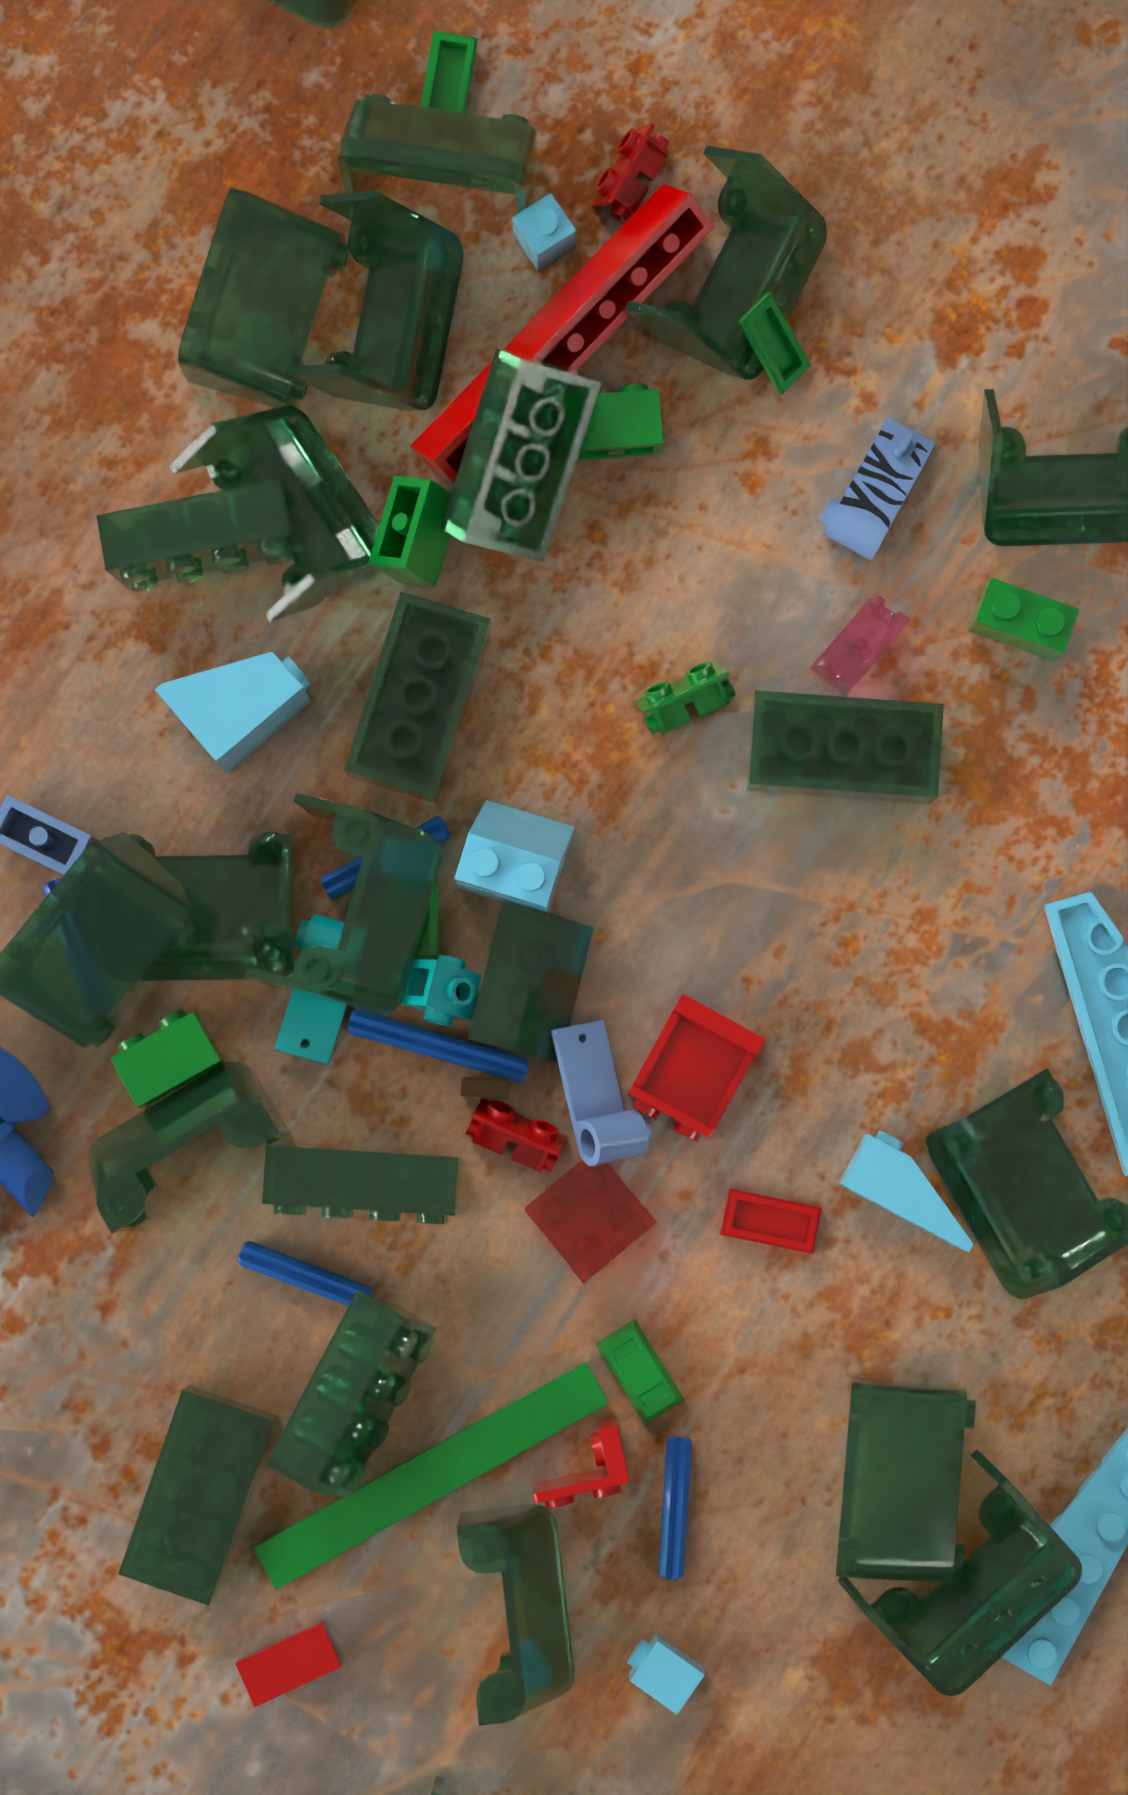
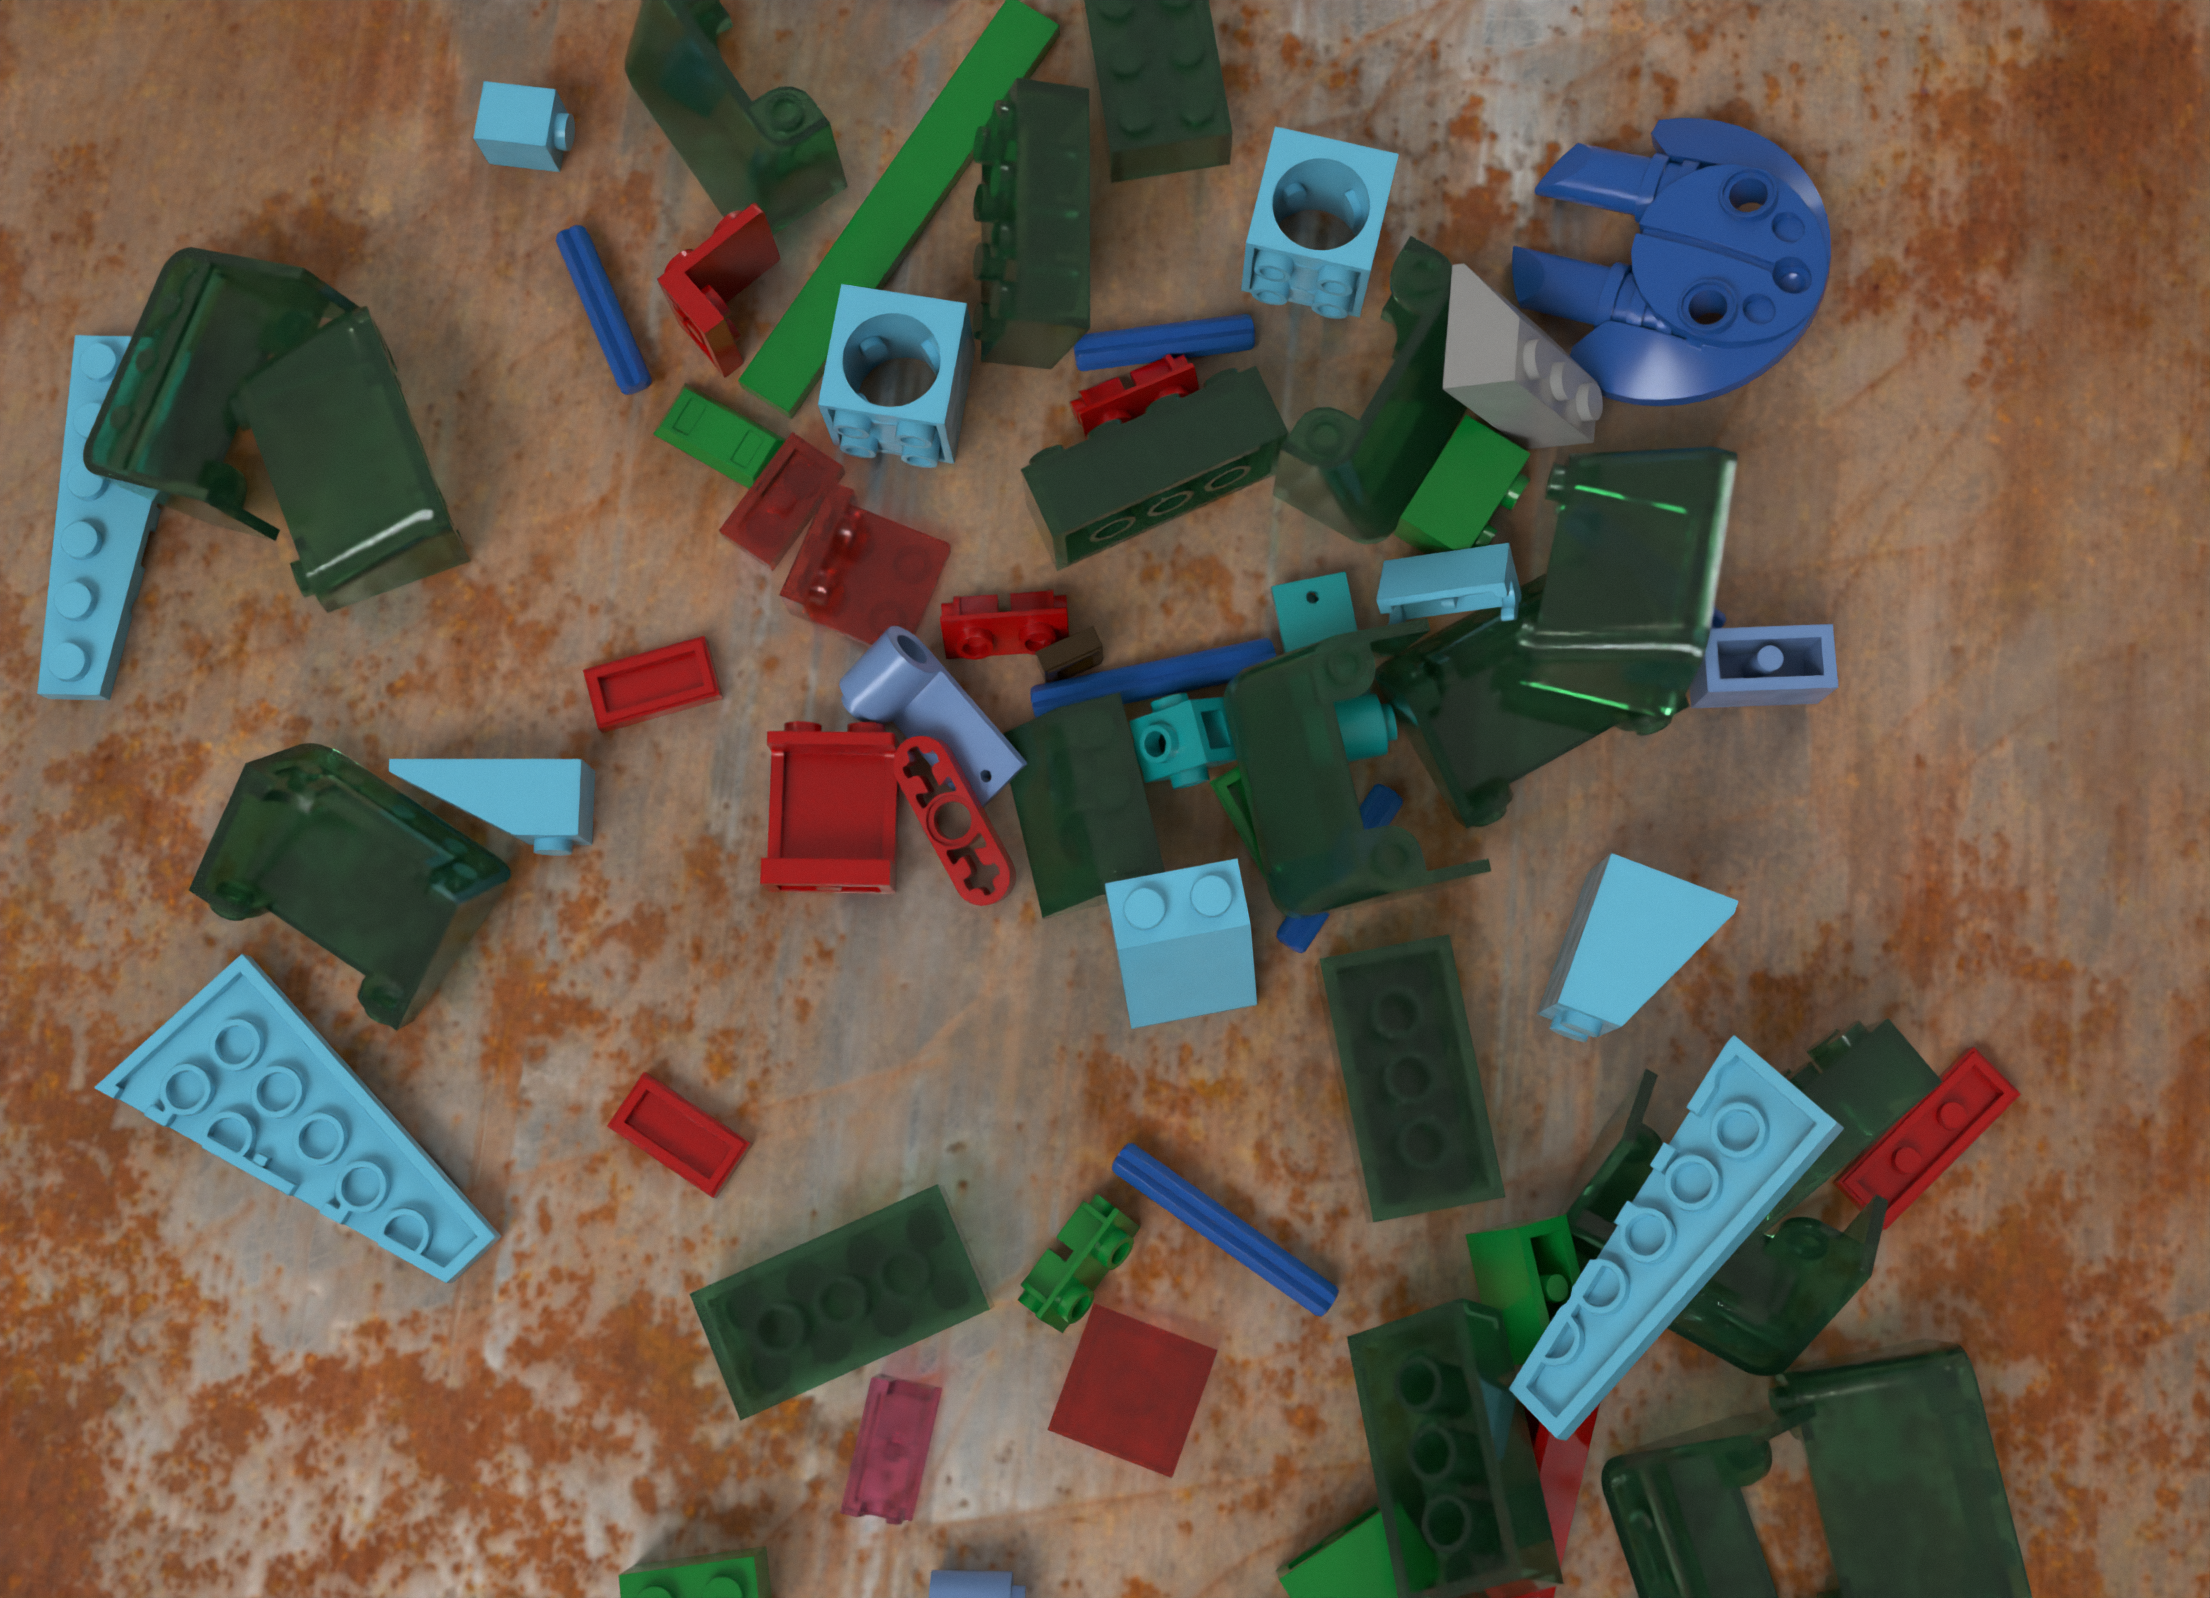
camera: 155 degrees right, 5 degrees down
(75, 505) = (1928, 1136): none -> red tile
(86, 1118) = (1514, 370): none -> light grey slope
(116, 1294) = (1328, 177): none -> medium azure brick
(213, 999) = (1450, 584): none -> medium azure hinge
(281, 522) = (1708, 1191): none -> medium azure wing
(325, 1239) = (1150, 382): none -> red hinge
(505, 1381) = (885, 326): none -> medium azure brick
(583, 670) = (1225, 1229): none -> blue axle
(607, 985) = (945, 771): none -> red beam
(621, 1300) = (781, 501): none -> clear red plate
(692, 604) = (1132, 1390): none -> clear red tile
(898, 911) = (680, 1135): none -> red tile

